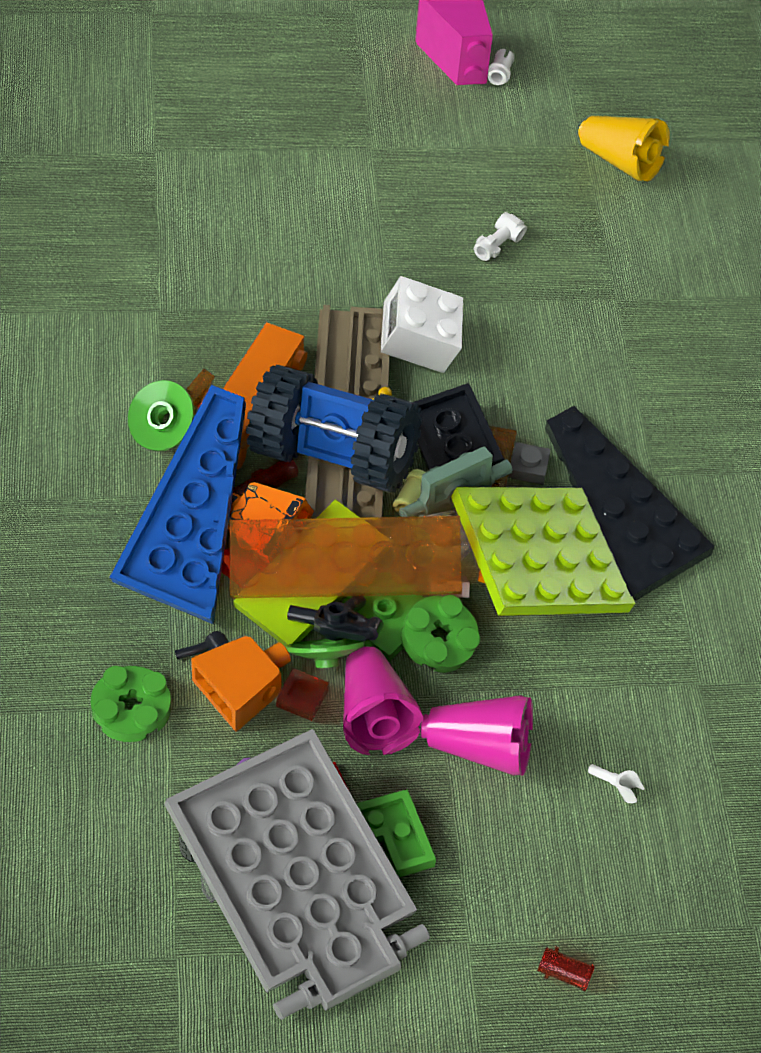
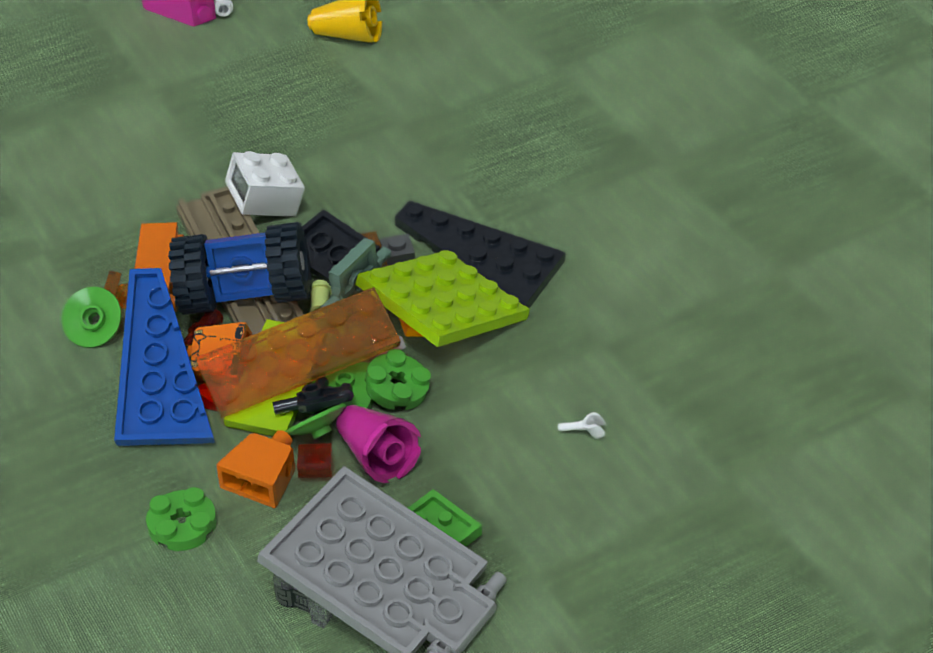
camera: 20 degrees left, 10 degrees down
(212, 641) = (222, 451): black hand -> none
(484, 732) = (468, 429): dark pink cone -> none
(507, 227) = (290, 103): white bar -> none
(565, 968) = (617, 558): clear red pin -> none

